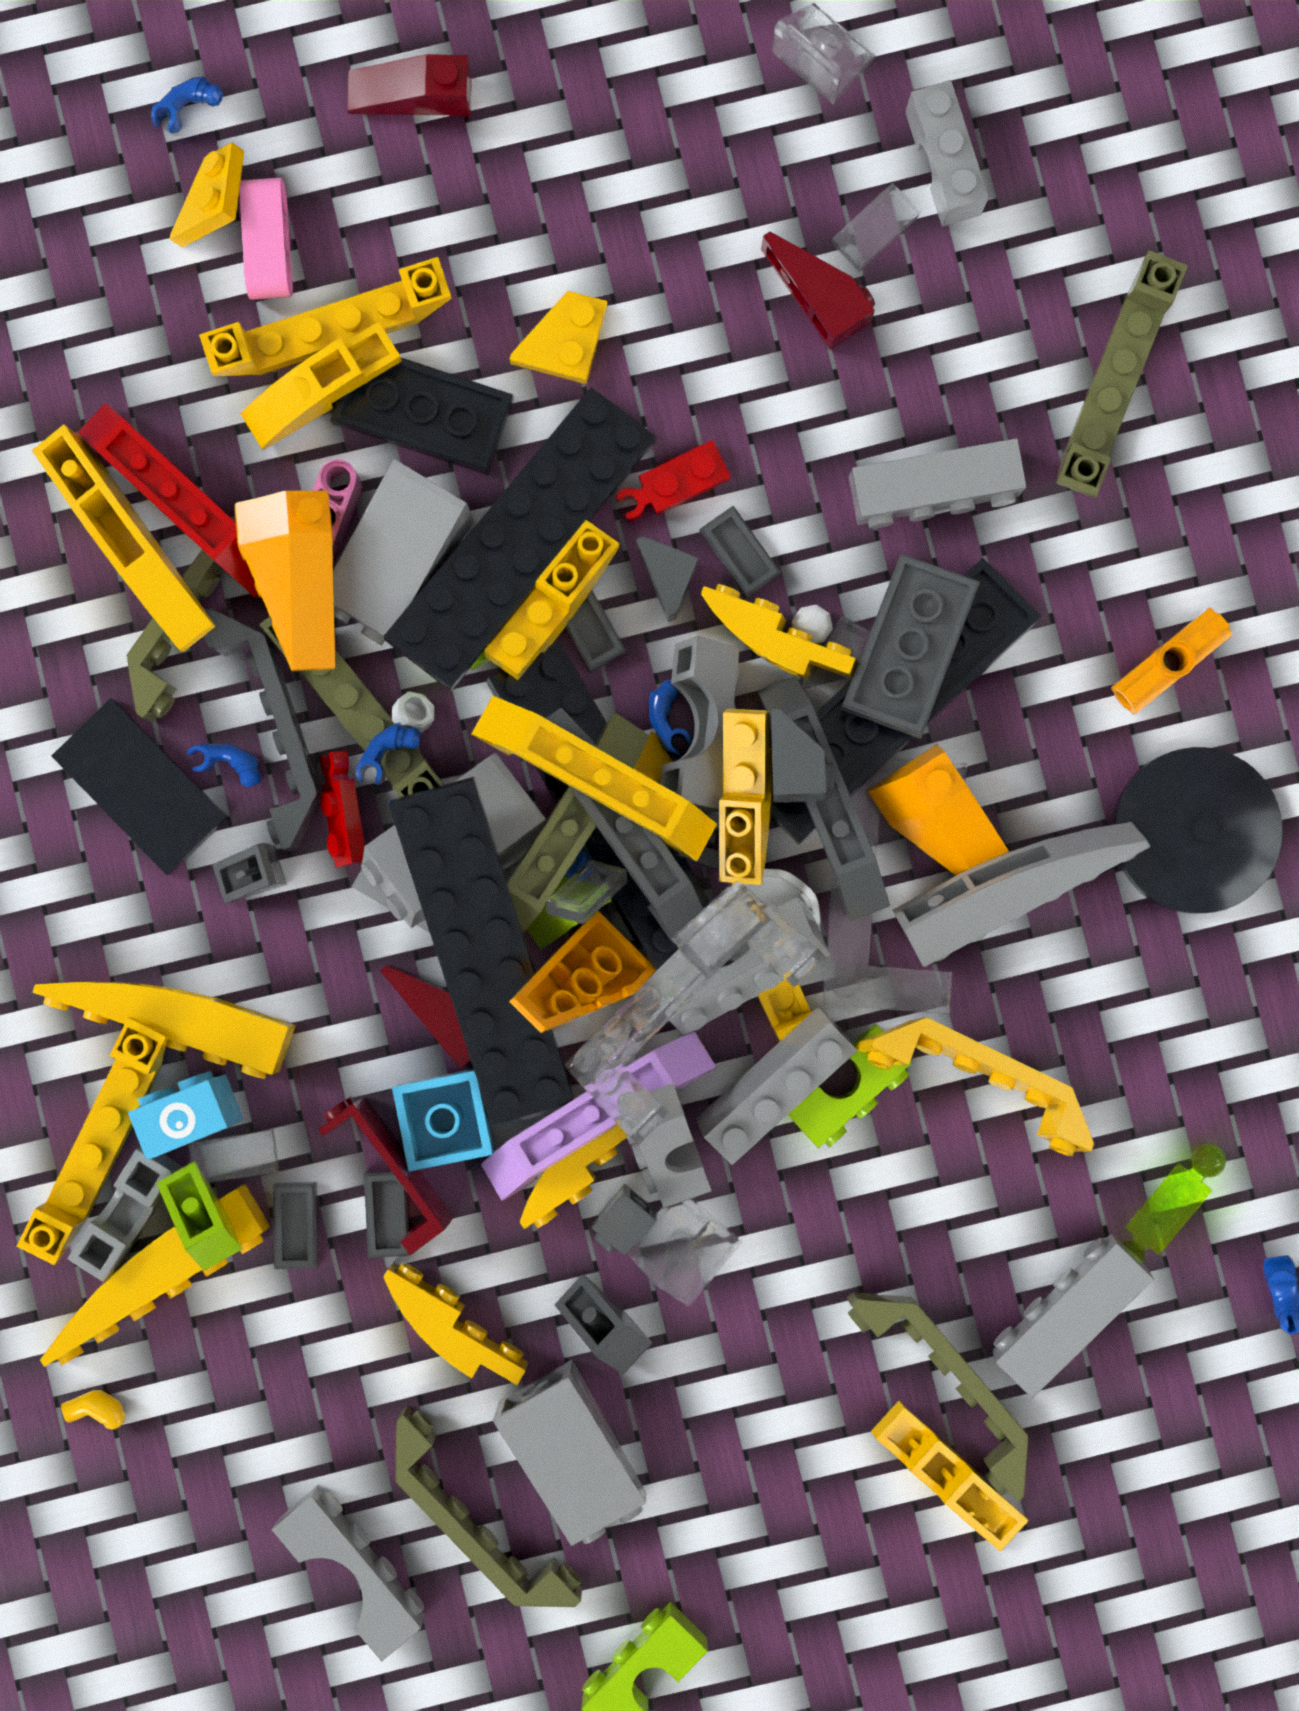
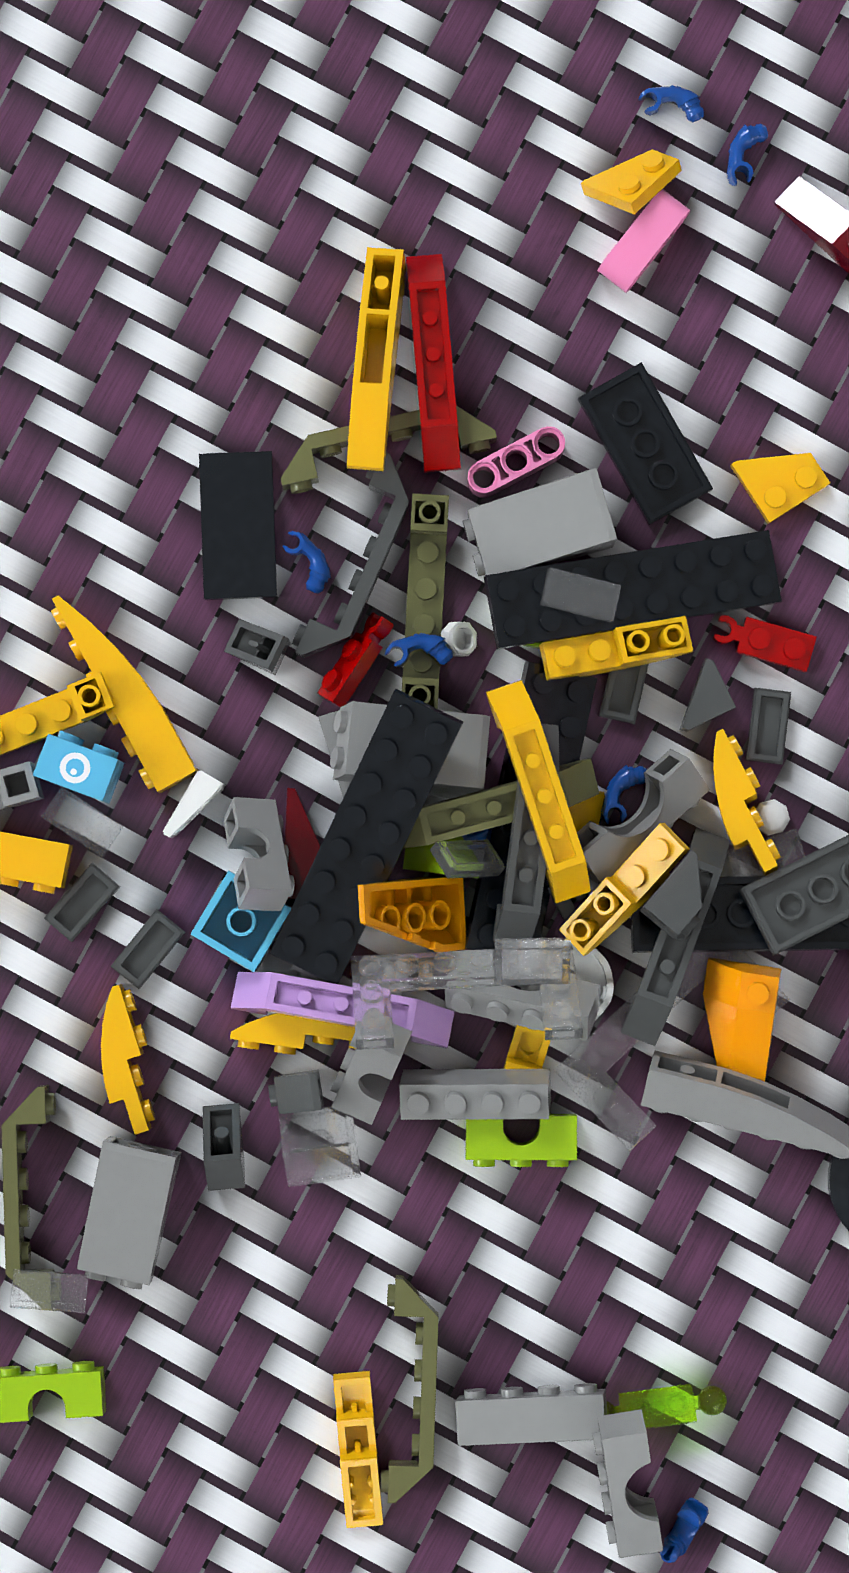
camera: 40 degrees right, 0 degrees up
(198, 1216) = (32, 840): lime slope -> none
(275, 81) = (744, 140): none -> blue piece
(291, 560) = (471, 472): light orange wedge -> none
(296, 338) = (634, 336): yellow slope -> none
(311, 1049) = (197, 796): none -> white slope
(317, 383) = (592, 369): yellow slope -> none
(385, 1029) = (256, 827): none -> light grey arch
(435, 1212) = (180, 982): dark red panel -> none
(479, 579) = (580, 595): none -> clear tile
(564, 1588) = (49, 1291): none -> clear tile
(1062, 1120) = (641, 1287): yellow slope -> none
(1182, 1276) = (625, 1450): none -> light grey arch

